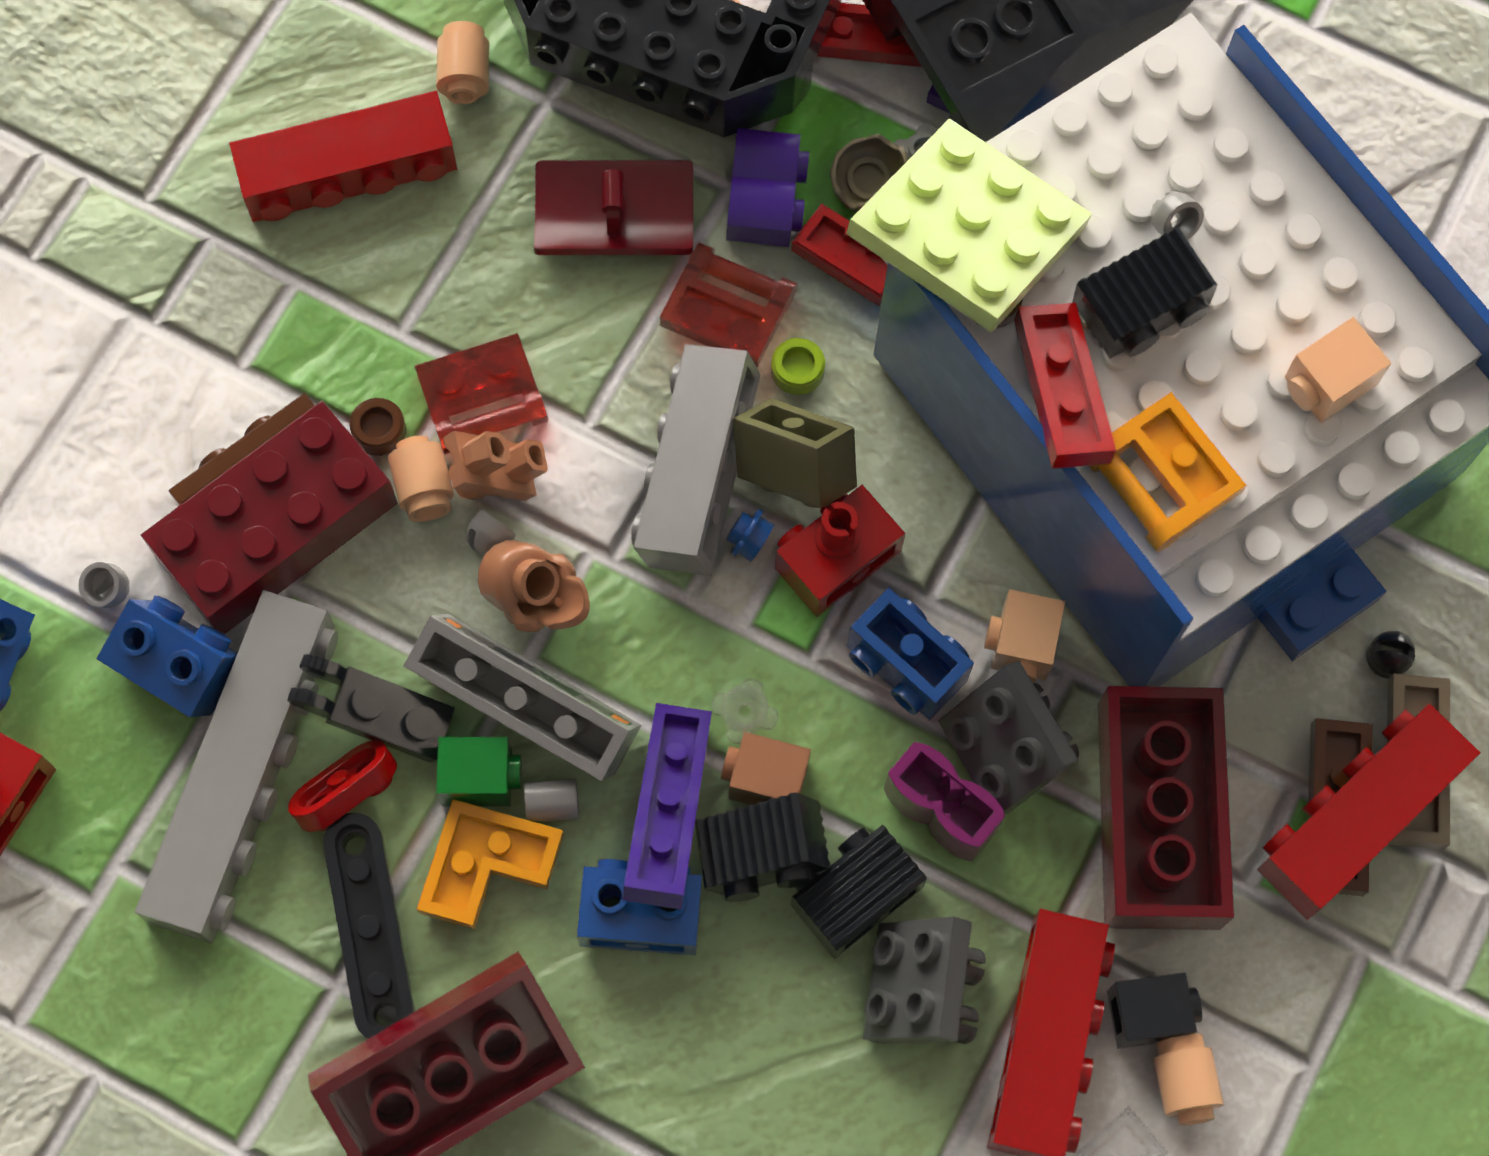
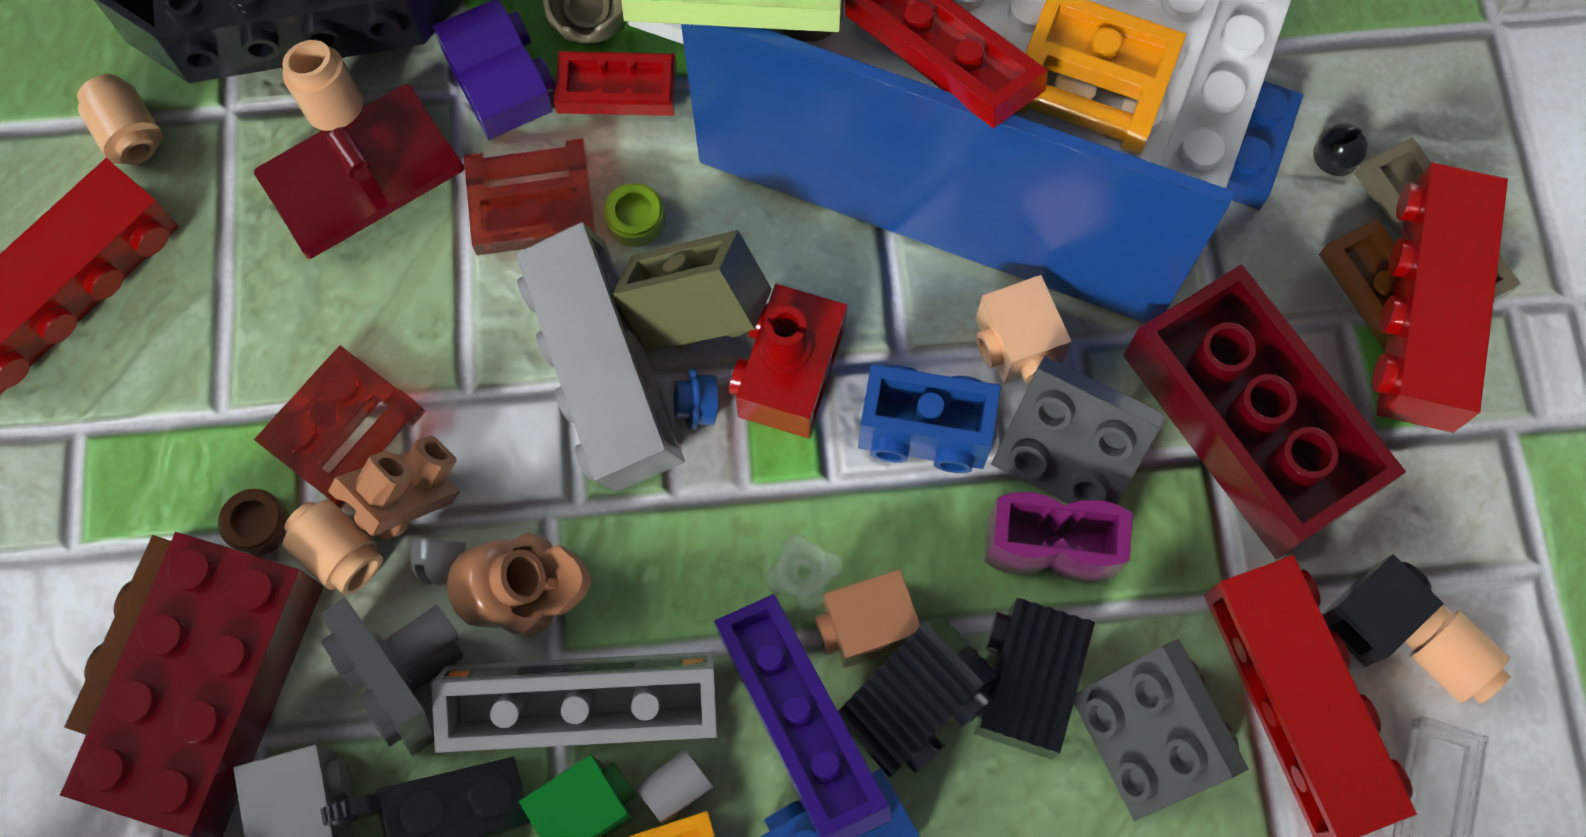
camera: 30 degrees left, 0 degrees up
(410, 590) = (392, 668): none -> dark grey plate
(625, 128) = (321, 85): none -> light nougat brick

